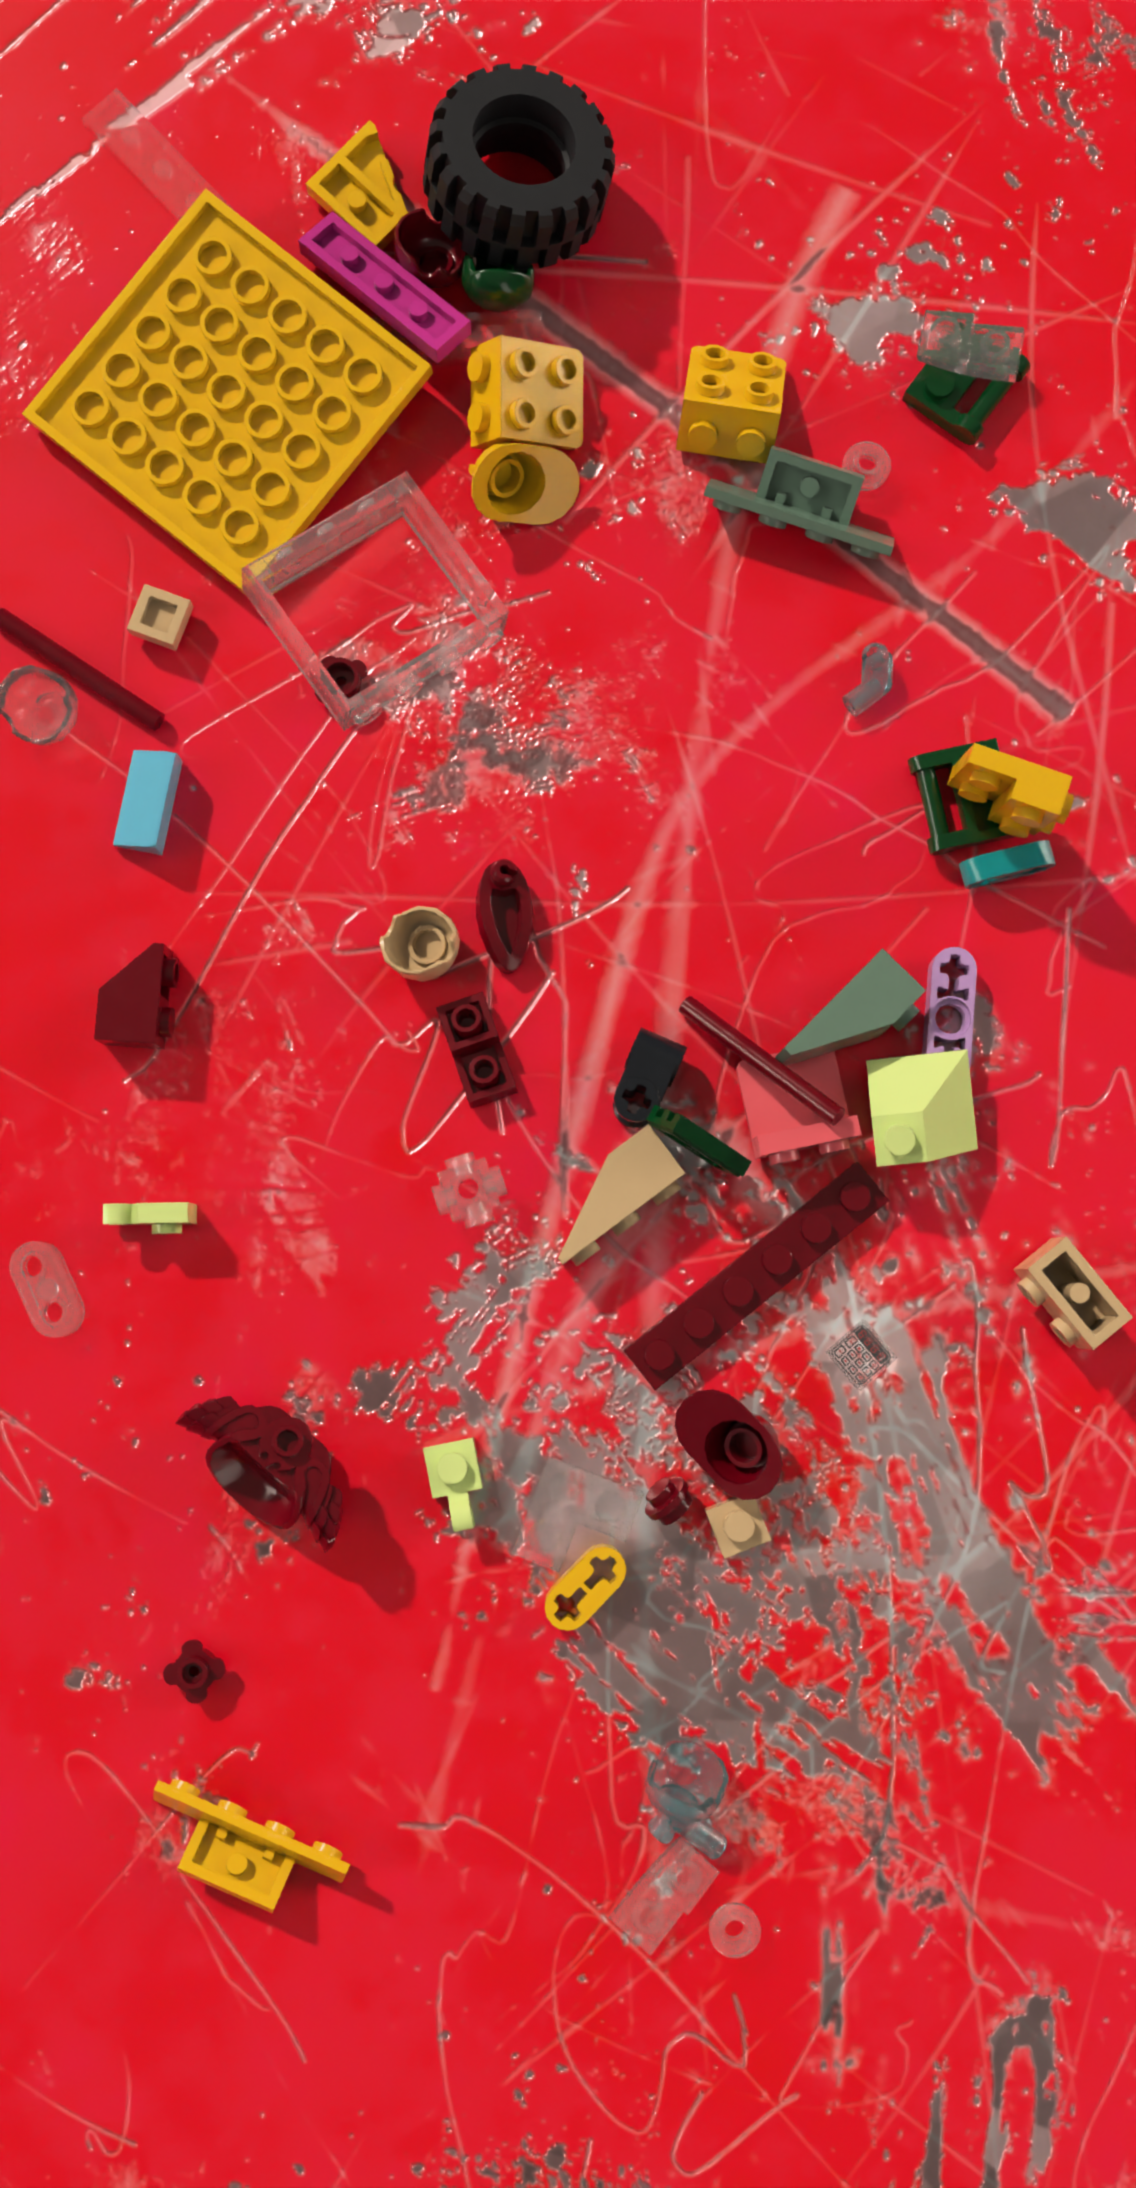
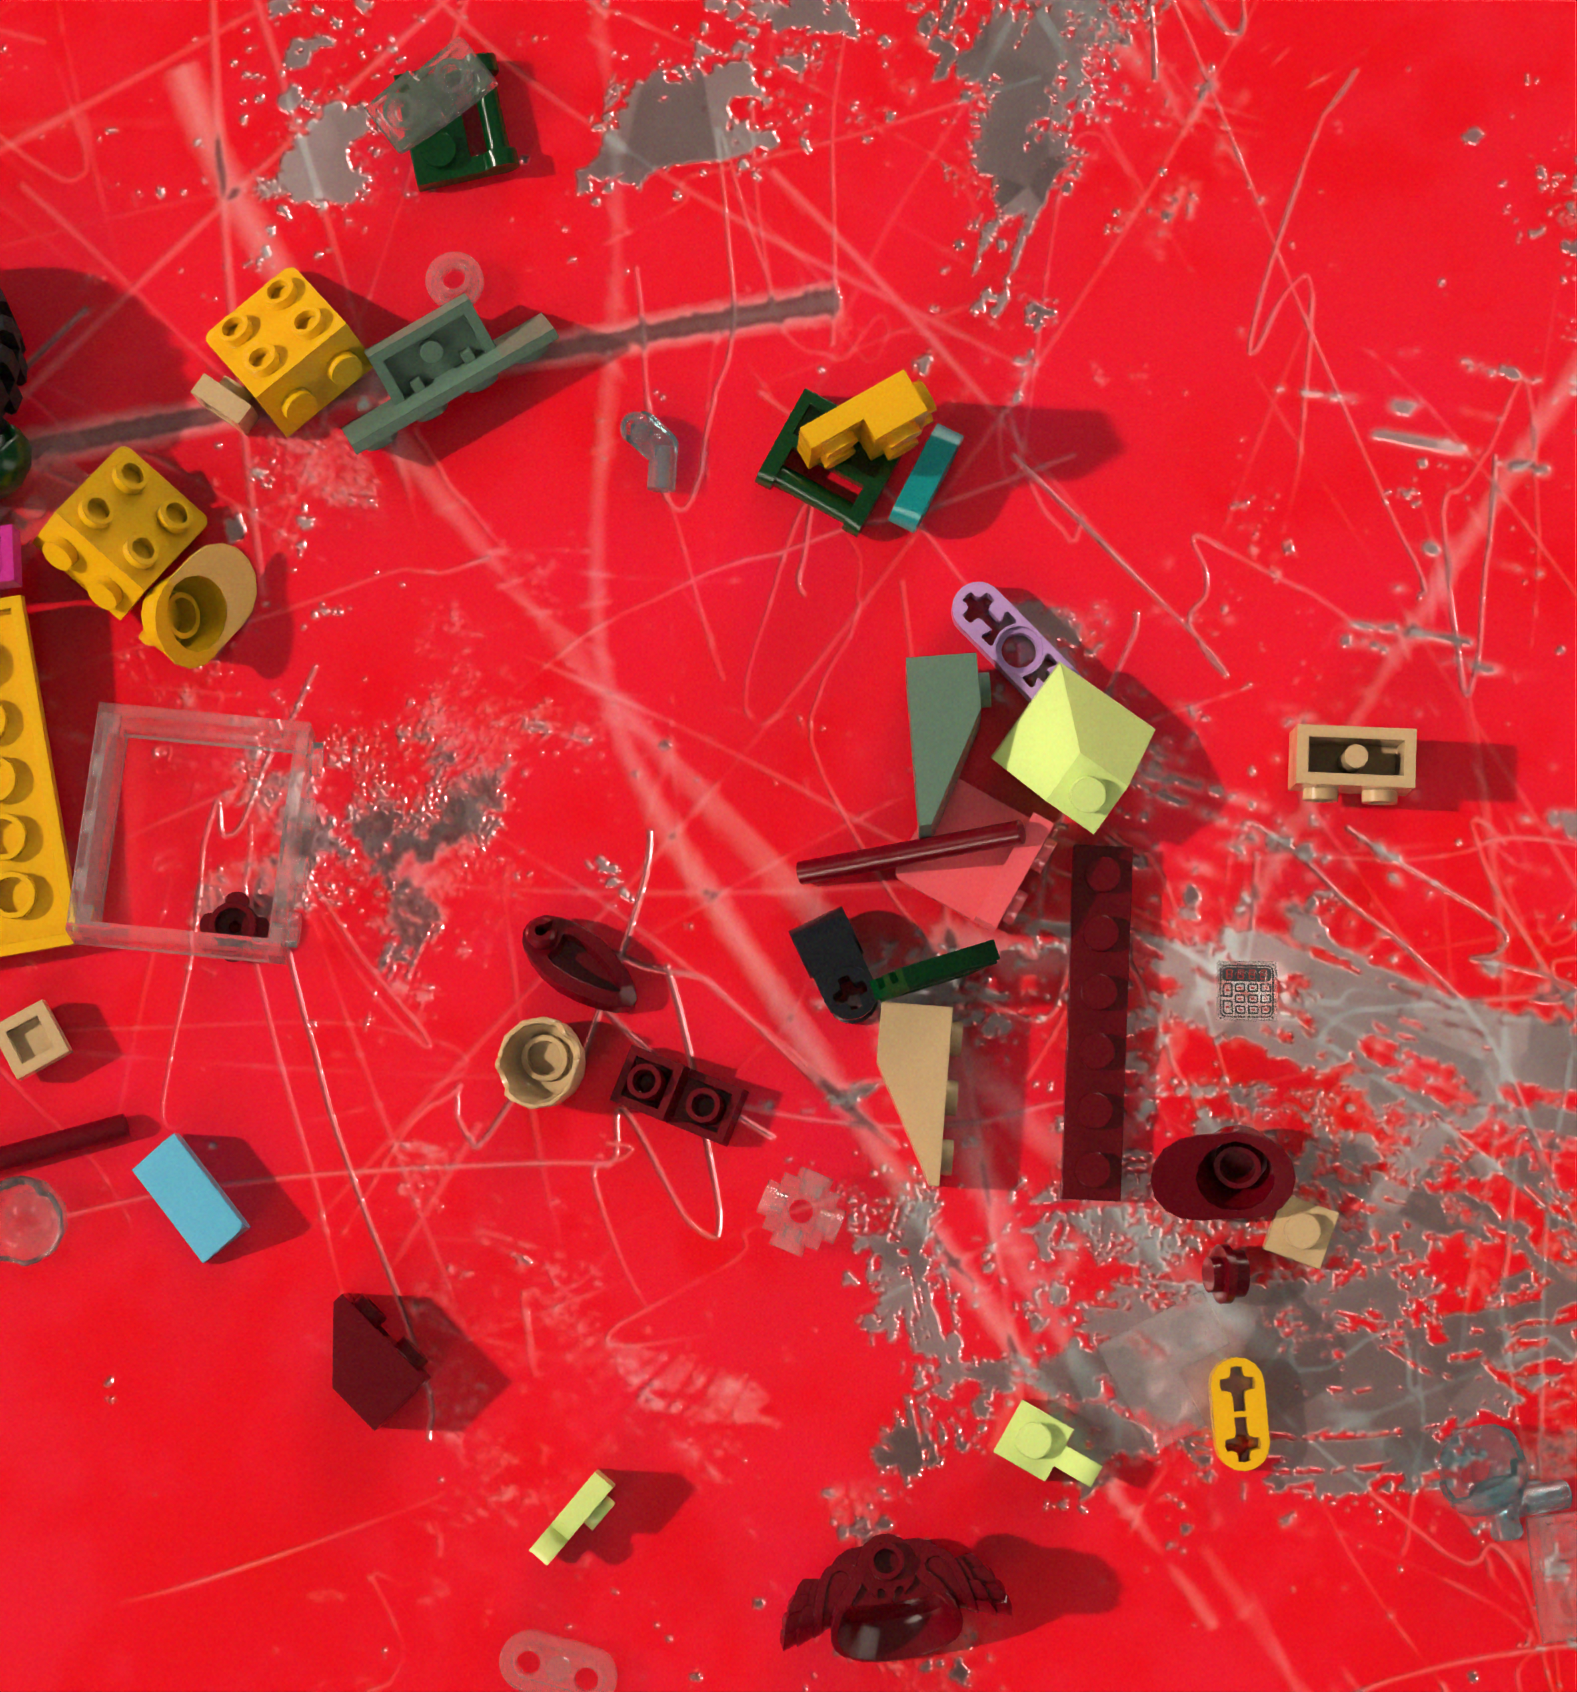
camera: 40 degrees left, 0 degrees up
(665, 391) = (227, 401): none -> tan plate

